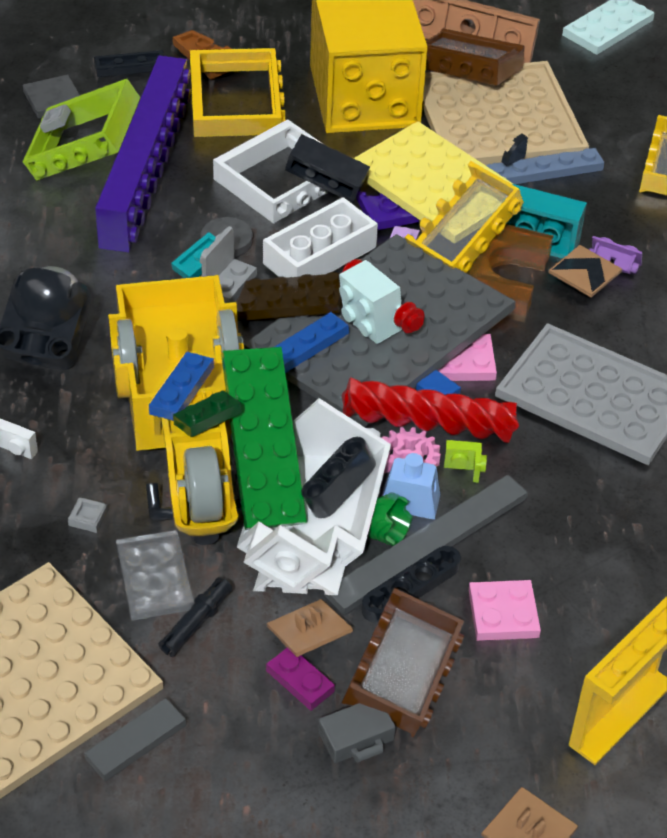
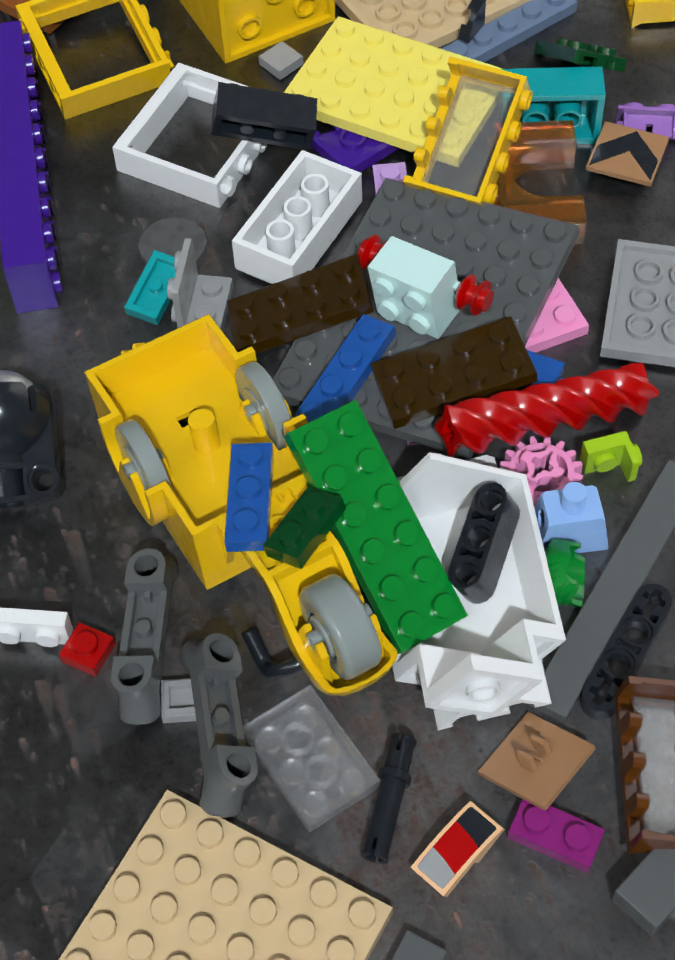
camera: 15 degrees left, 10 degrees up
(40, 464) = (87, 649): none -> red plate
(65, 480) = (141, 653): none -> dark grey plate
(101, 532) = (226, 760): none -> dark grey plate
(222, 661) = (457, 848): none -> slope
(364, 140) = (281, 60): none -> light grey tile
(382, 362) = (452, 371): none -> dark brown plate
(577, 191) = (578, 53): none -> dark green wing

